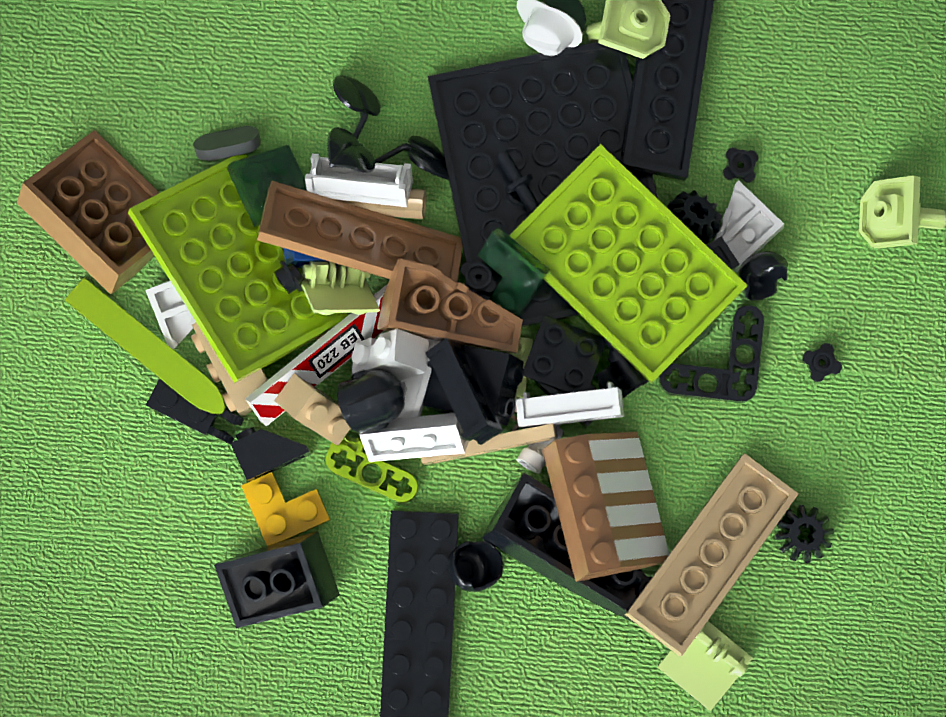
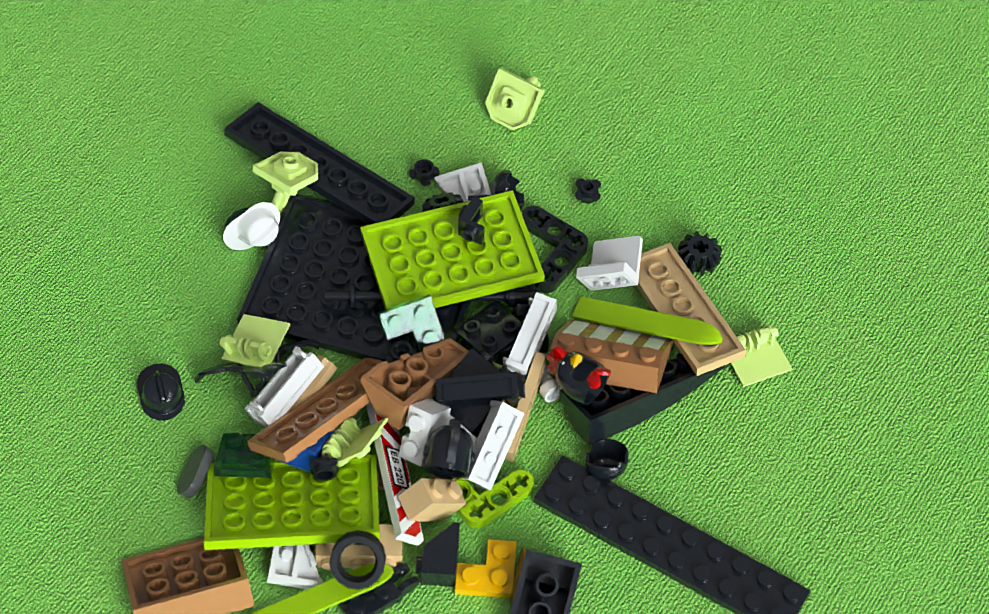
camera: 65 degrees left, 25 degrees down
(178, 376) = (345, 578): none -> black tyre
(305, 48) = (160, 392): none -> black piece
(406, 113) = (254, 341): none -> yellowish green hinge
(536, 490) = (578, 374): none -> black piece
(667, 523) = (646, 321): none -> lime piece
(675, 259) = (468, 221): none -> black bracket
(730, 445) = (613, 264): none -> white bracket

